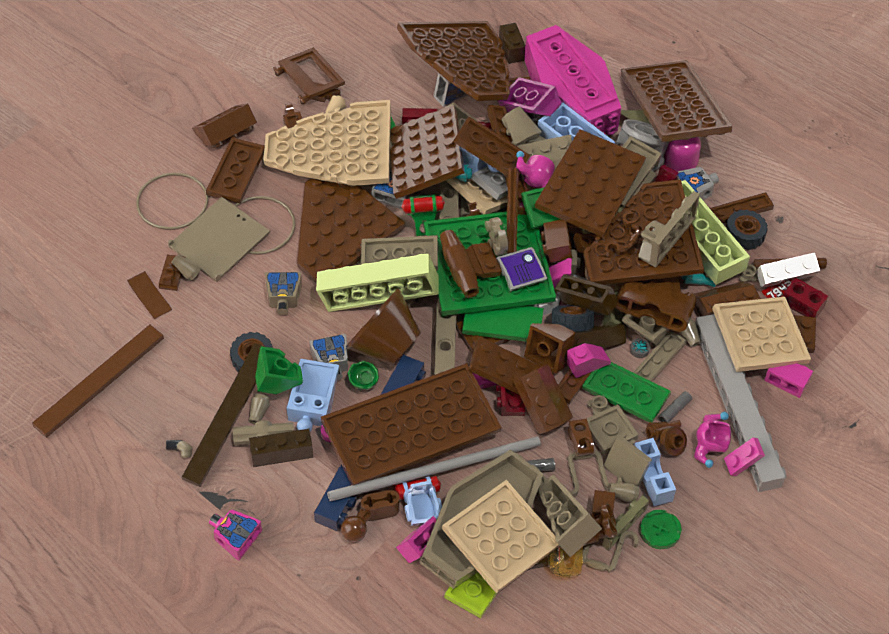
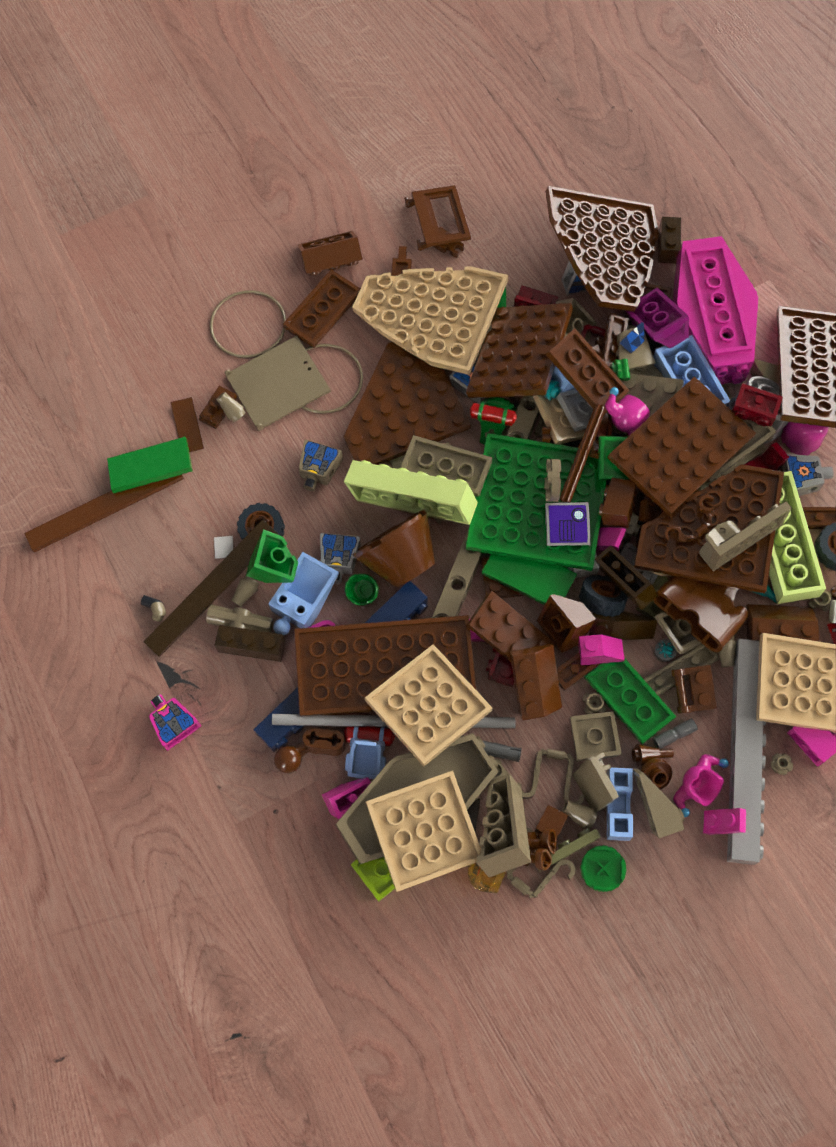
camera: 25 degrees right, 15 degrees up
(129, 333) = (149, 465): none -> green tile
(222, 381) = (223, 546): none -> white sticker
(335, 102) = (452, 260): tan cone -> none
(463, 437) = (428, 705): none -> tan plate
(469, 262) = (513, 499): reddish brown plate -> none
(517, 117) = (634, 338): none -> dark blue sticker
(517, 140) = (621, 369): none -> green plate
(581, 439) = (558, 737): reddish brown leg -> none
(638, 136) = (757, 405): none -> dark red bracket
(681, 366) = (700, 687): none -> reddish brown plate
(687, 463) = (660, 811): none -> dark tan slope
(769, 407) = (786, 759): none -> dark tan plate

